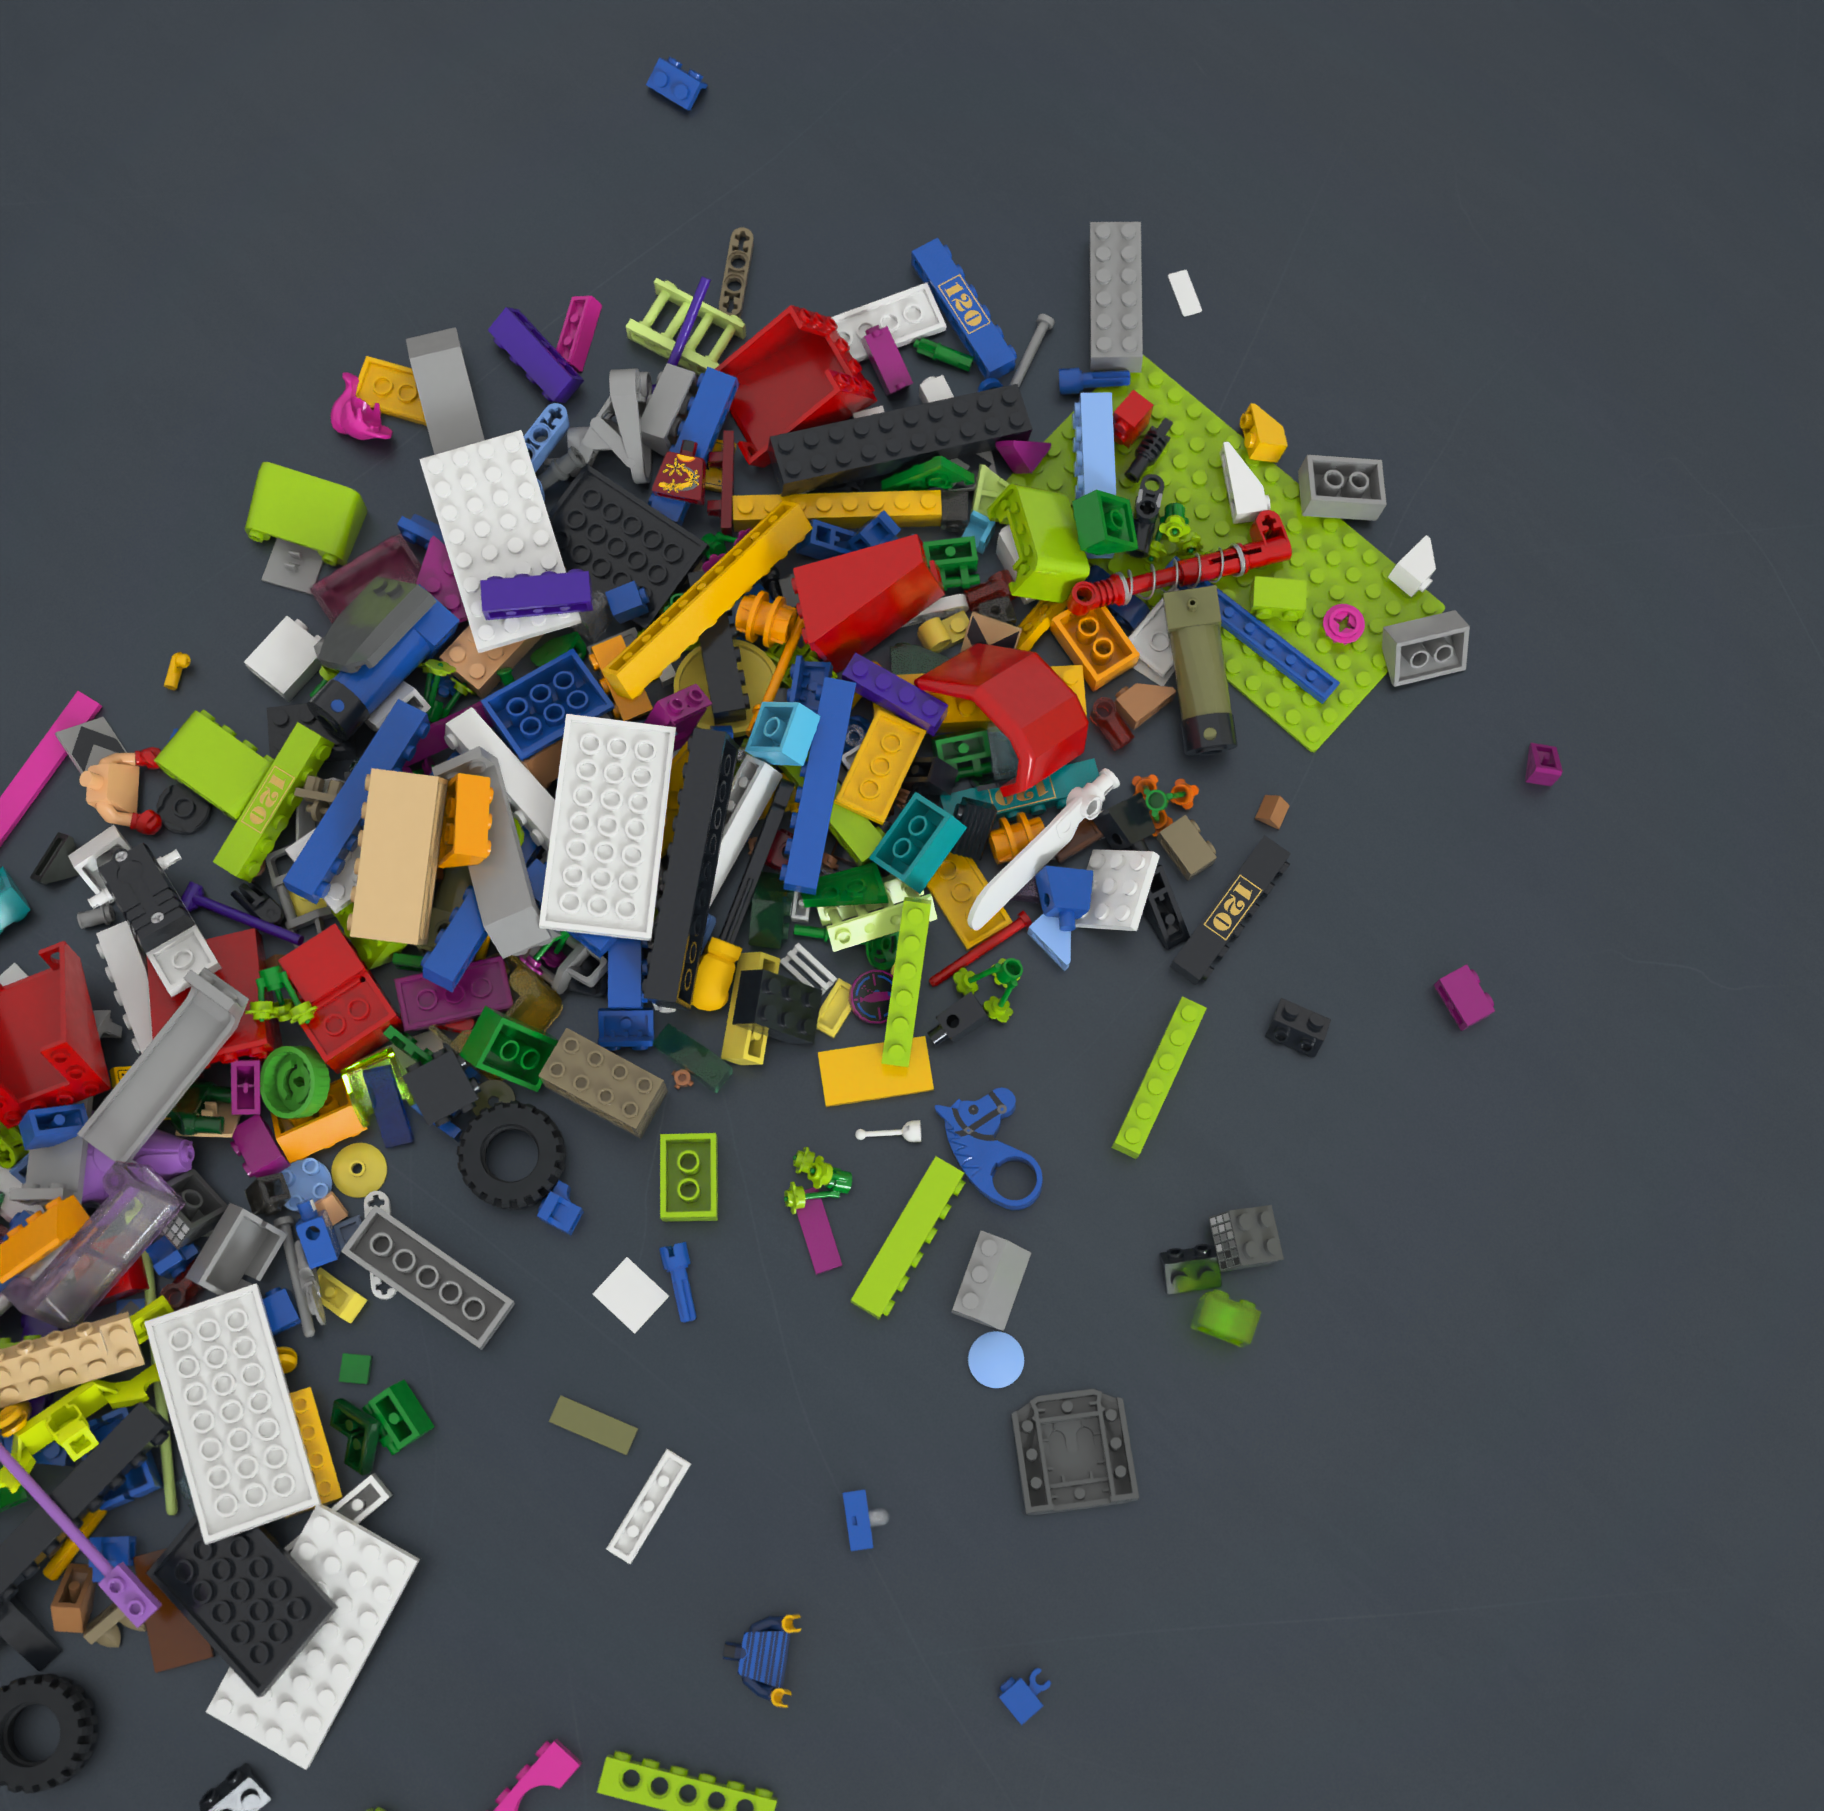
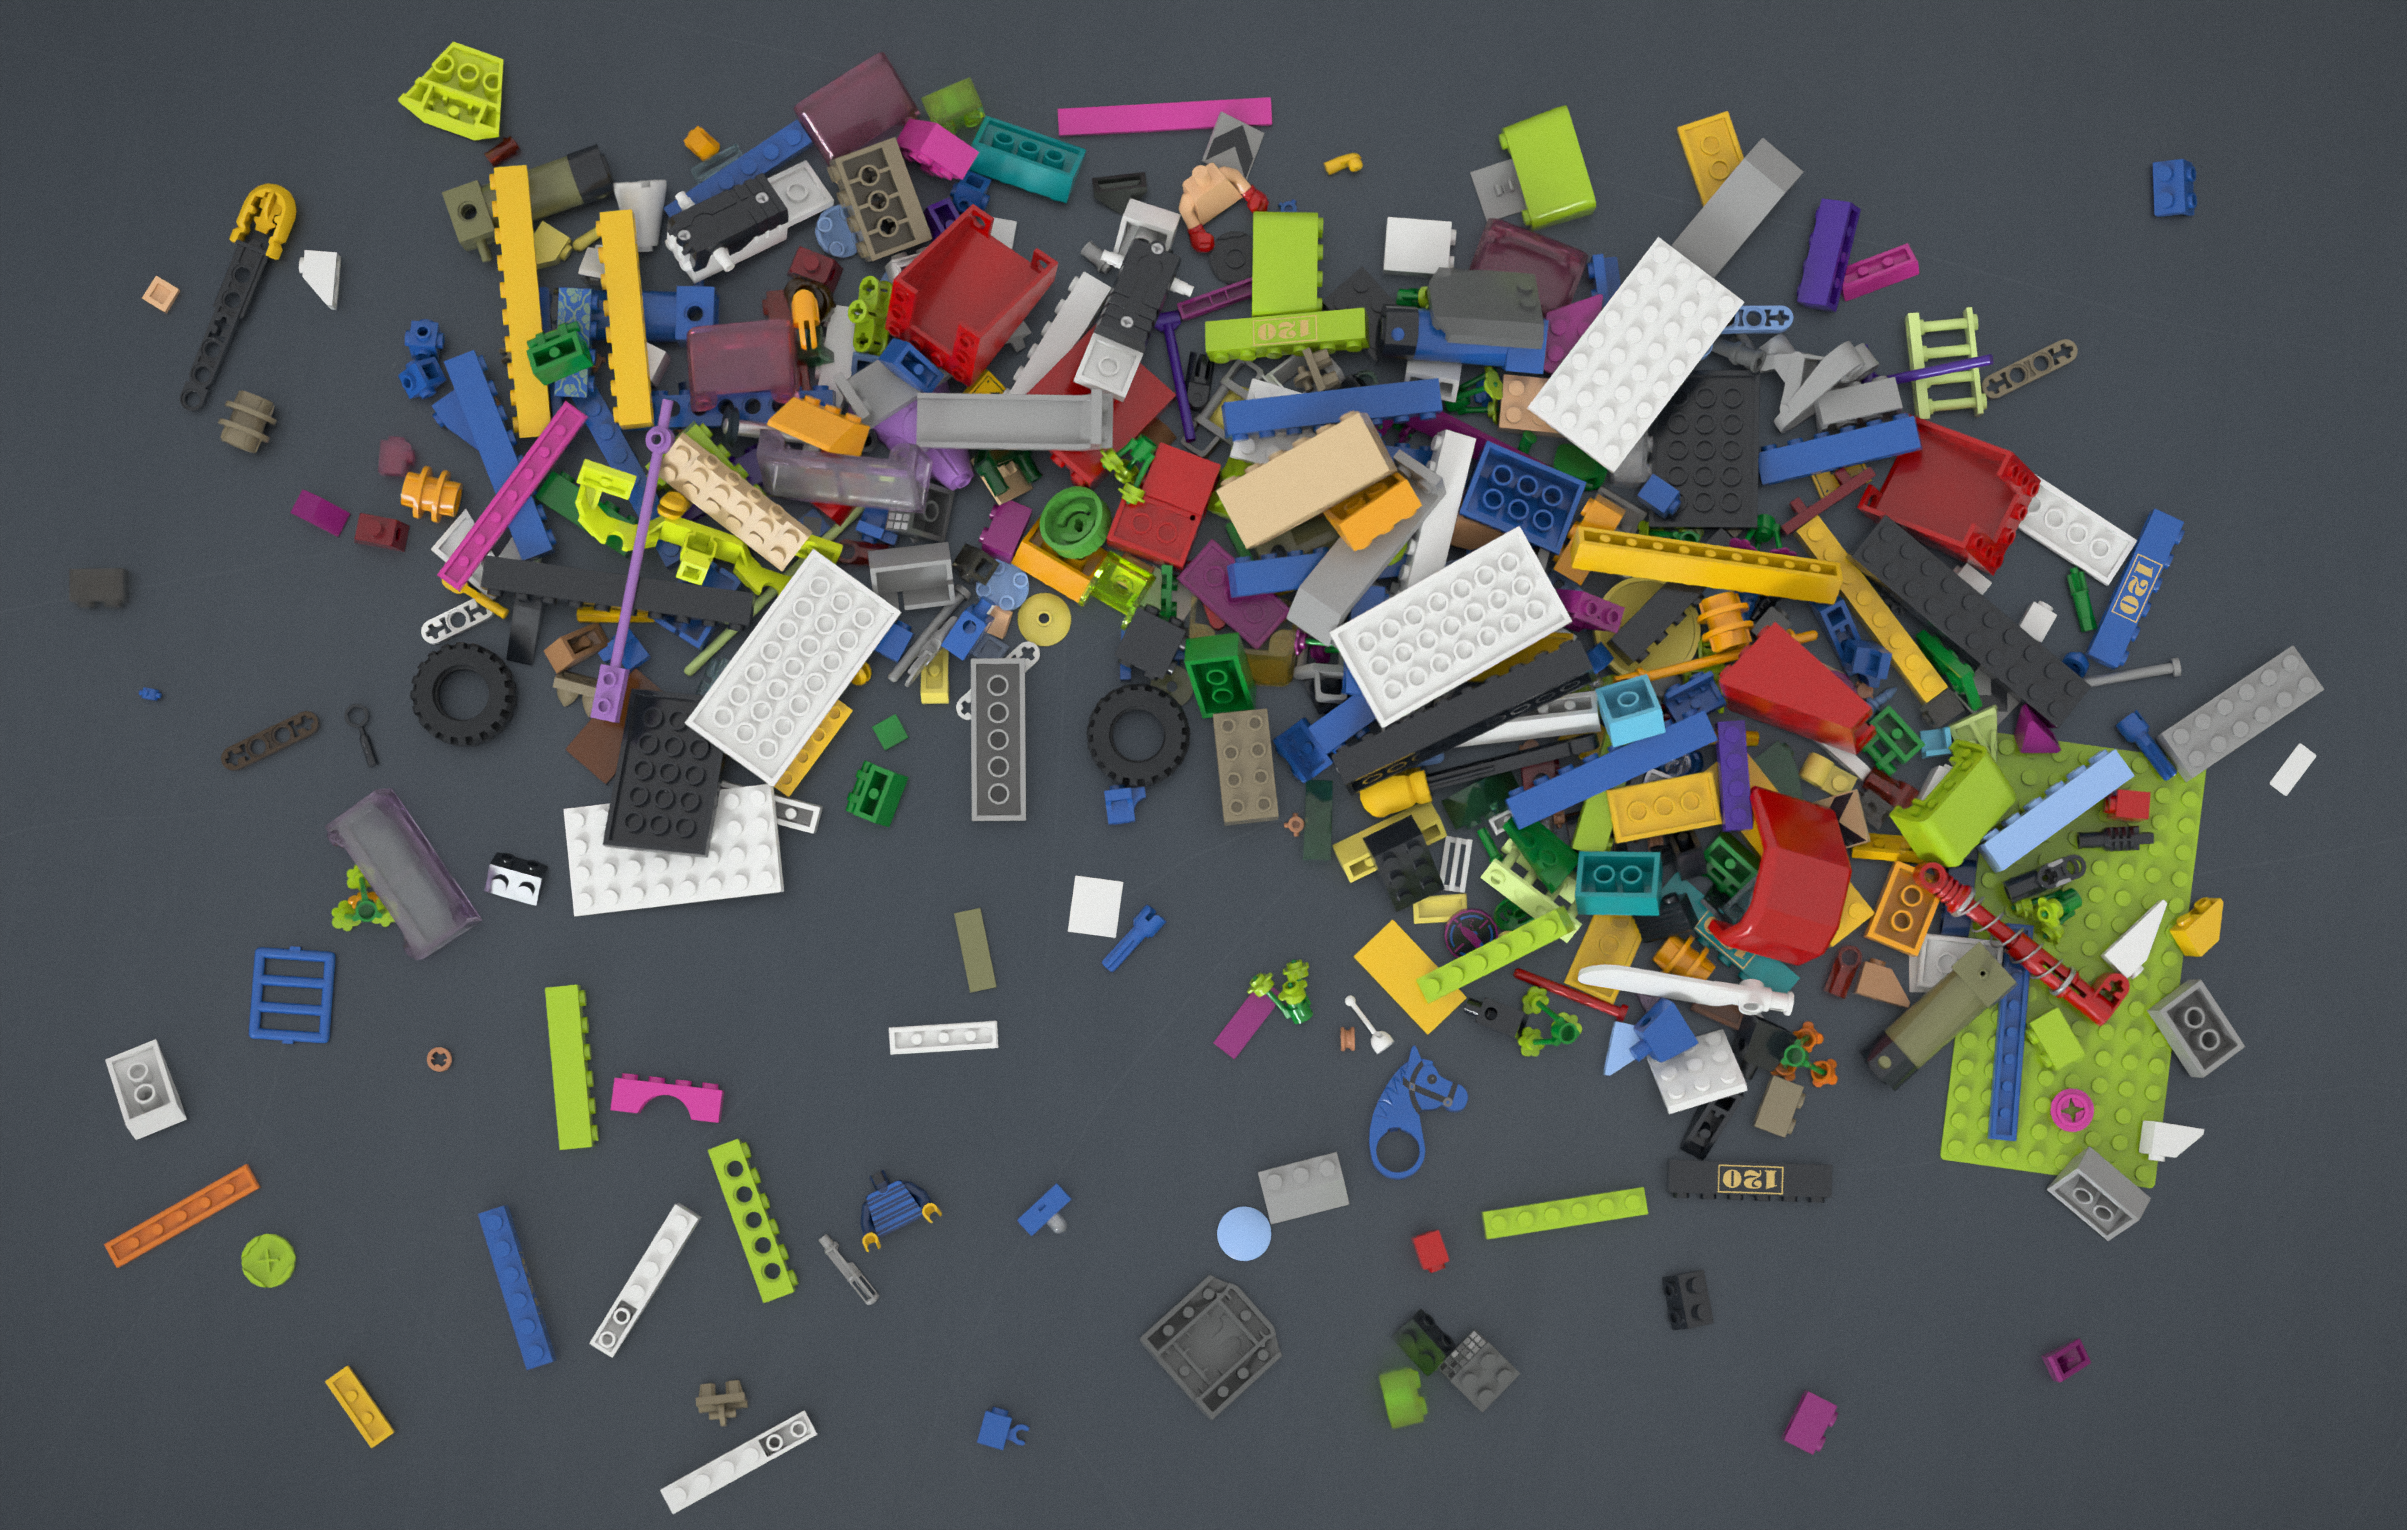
camera: 60 degrees right, 10 degrees up
(205, 845) = (1215, 300): none -> magenta piece
(245, 1087) = (1045, 486): magenta slope -> none
(355, 416) = (1666, 145): dark pink piece -> none
(361, 1433) = (847, 772): dark green brick -> none
(388, 1106) = (1109, 608): clear blue tile -> none
(536, 594) = (1606, 424): dark purple brick -> none
(682, 475) = (1802, 463): dark red torso -> none
(689, 1177) = (1218, 888): lime brick -> none
(792, 1735) = (849, 1270): none -> light grey piece
(886, 360) = (2036, 557): magenta brick -> none
(891, 1157) = (1347, 1038): none -> nougat bush
(907, 1238) = (1292, 1097): lime brick -> none
(1104, 523) = (2005, 851): green slope -> none
(1117, 1208) = (1430, 1250): none -> red brick
(1272, 811) = (1862, 1157): medium nougat slope -> none

